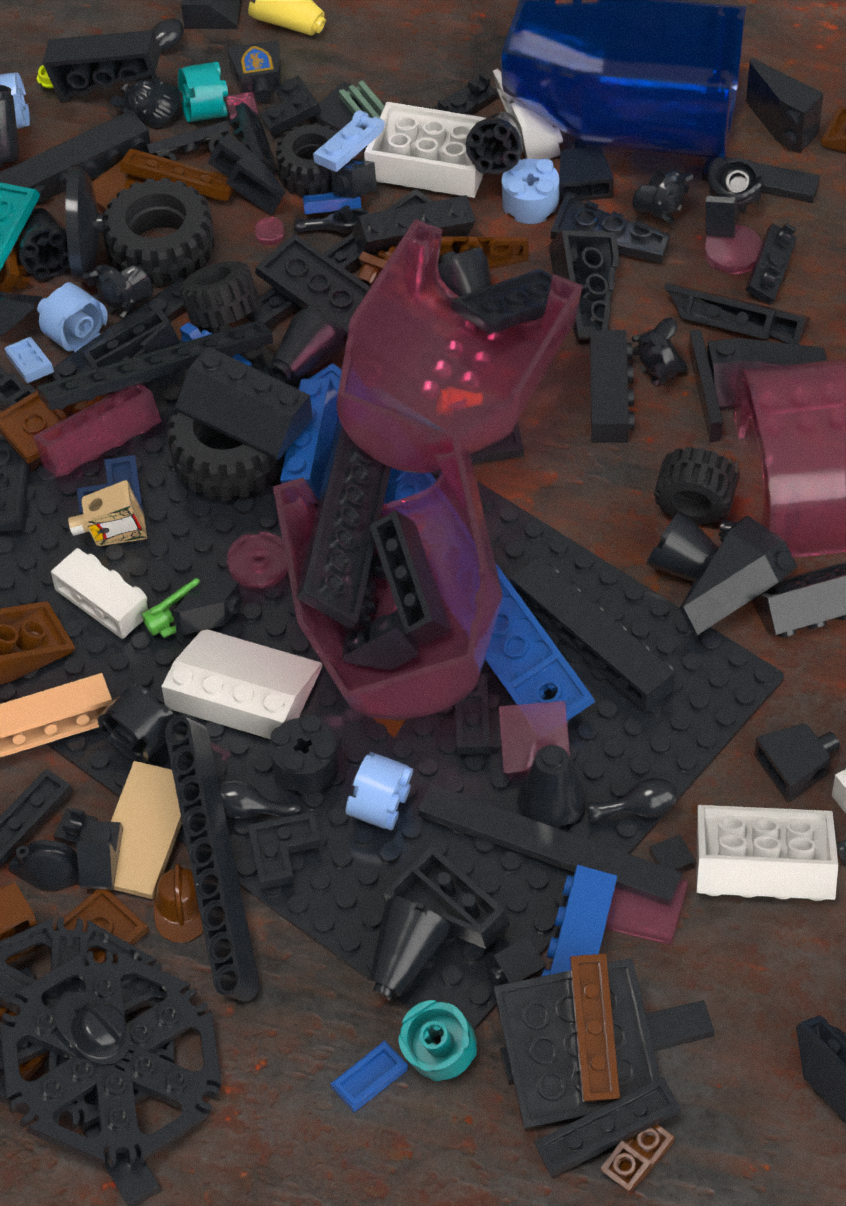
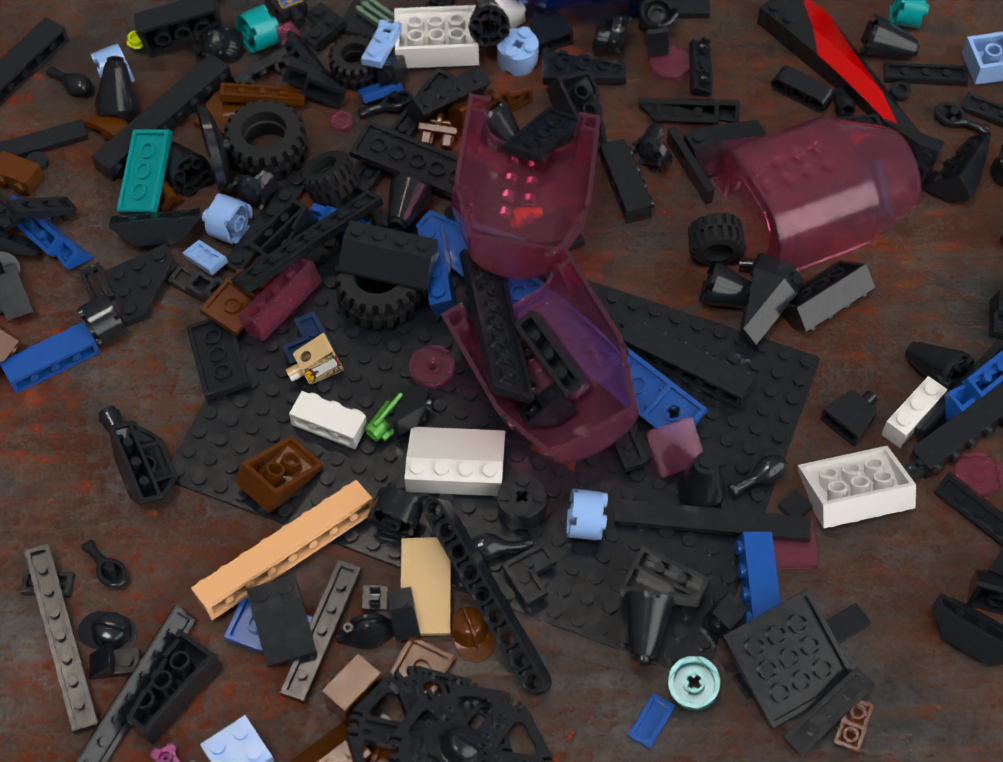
camera: 20 degrees left, 5 degrees up
(594, 1028) = (801, 645): reddish brown plate -> none

